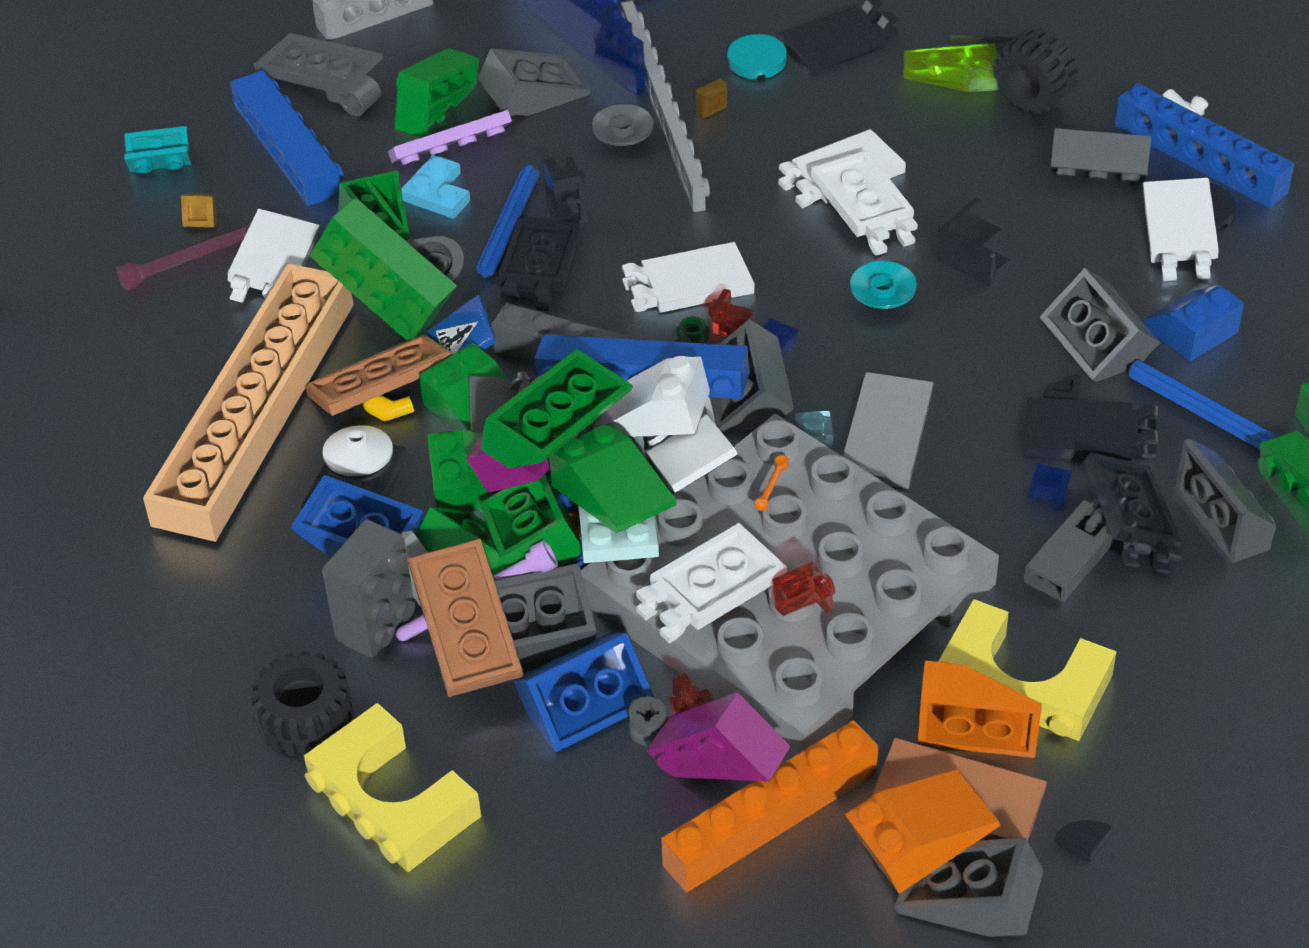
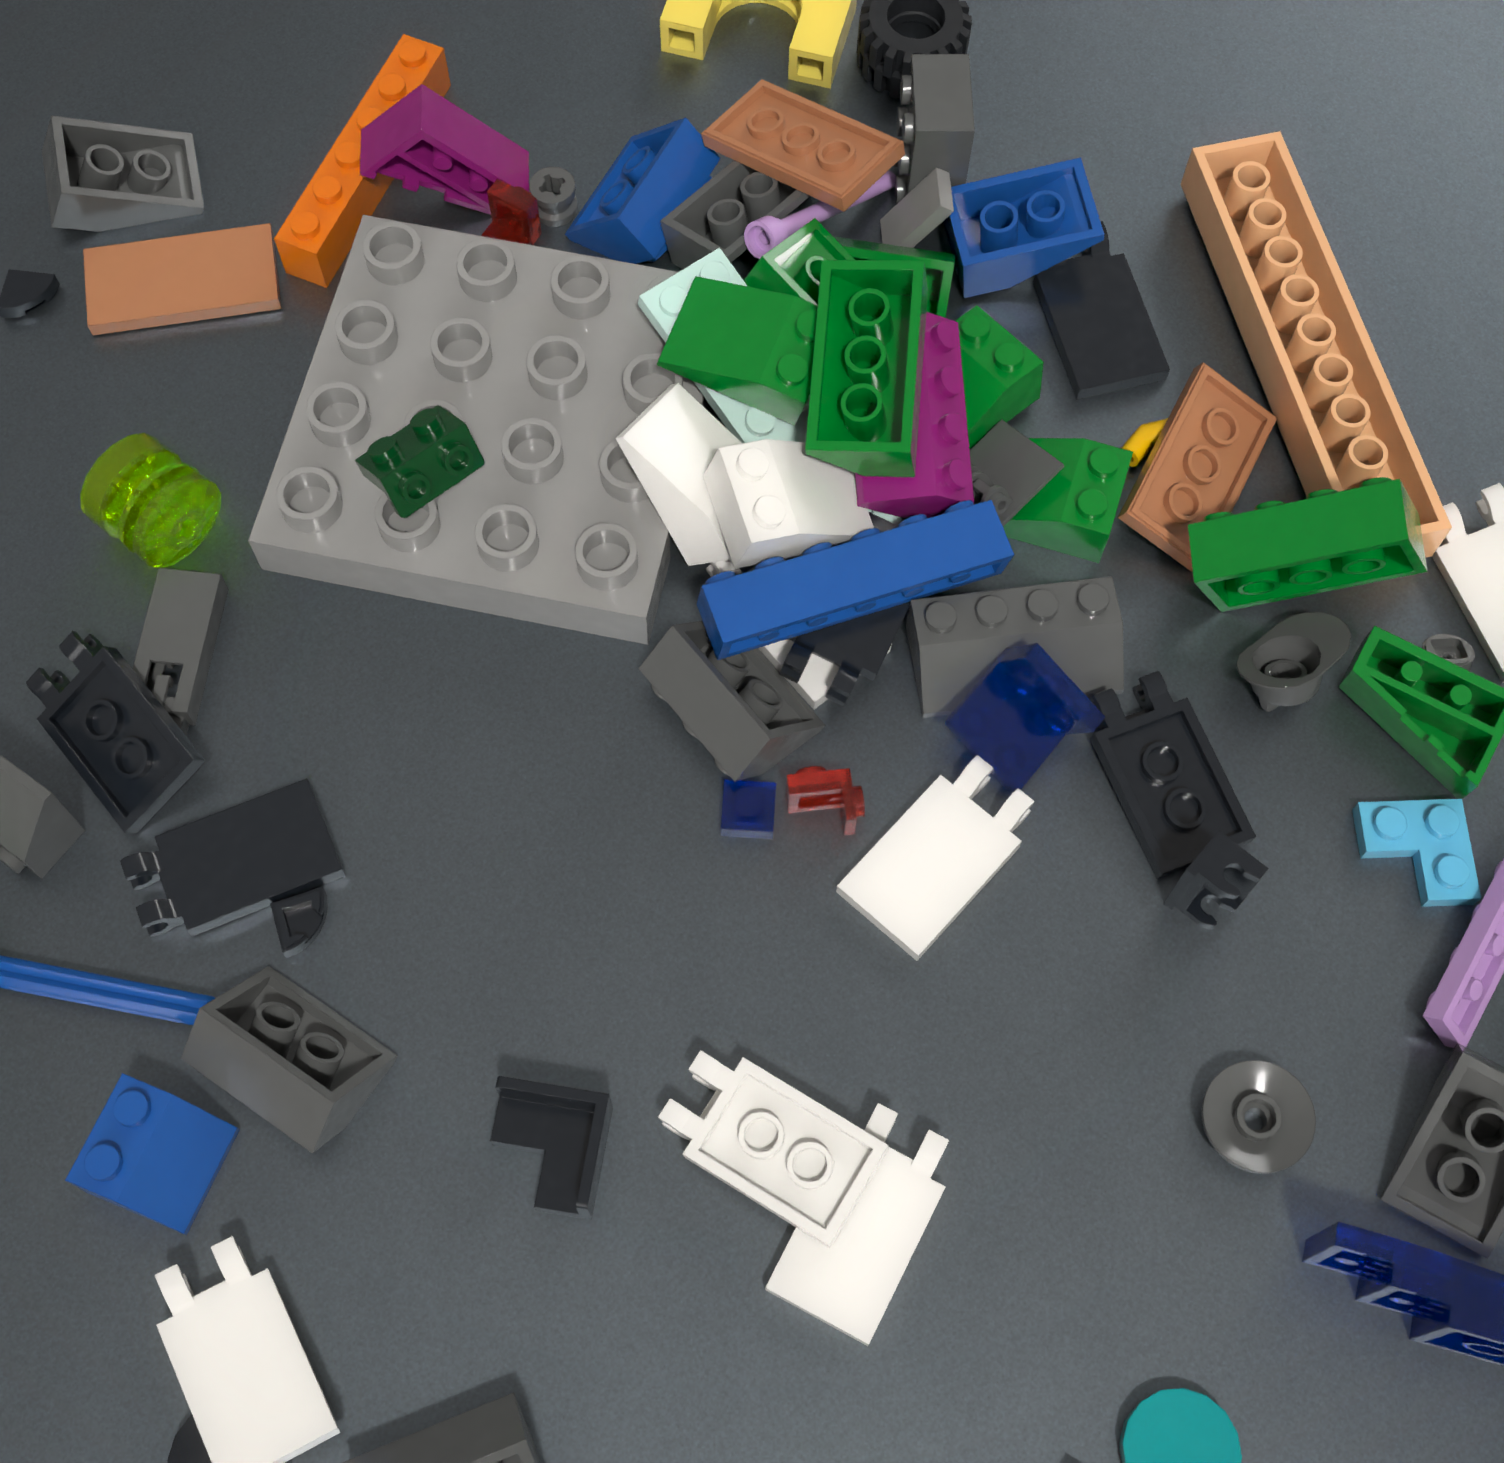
camera: 145 degrees right, 20 degrees up
(357, 450) = (1121, 367): white dish -> none
(464, 327) = (1147, 574): piece -> none
(507, 220) = (1270, 834): blue axle -> none
(589, 307) = (1021, 714): none -> clear blue bracket
(668, 115) = (1255, 1227): light grey plate -> none
(693, 328) = (869, 742): dark green plate -> none
(709, 581) = (553, 299): white tile -> none
(711, 98) = (1168, 1265): pearl gold tile -> none
(781, 463) = (573, 502): orange hinge -> none
(802, 588) = (433, 322): clear red bracket -> none
(816, 424) = (602, 673): clear light blue plate -> none
(864, 518) = (421, 459): none -> dark green bracket
(883, 284) = (642, 949): teal dish -> none
(889, 427) = (510, 727): light grey tile -> none
(921, 826) = (190, 185): orange slope -> none
(975, 712) = (187, 332): orange slope -> none
(1050, 484) = (247, 731): clear blue plate -> none
(1051, 611) = (150, 500): none -> clear neon green wheel
(1065, 699) = (227, 408): light yellow arch -> none

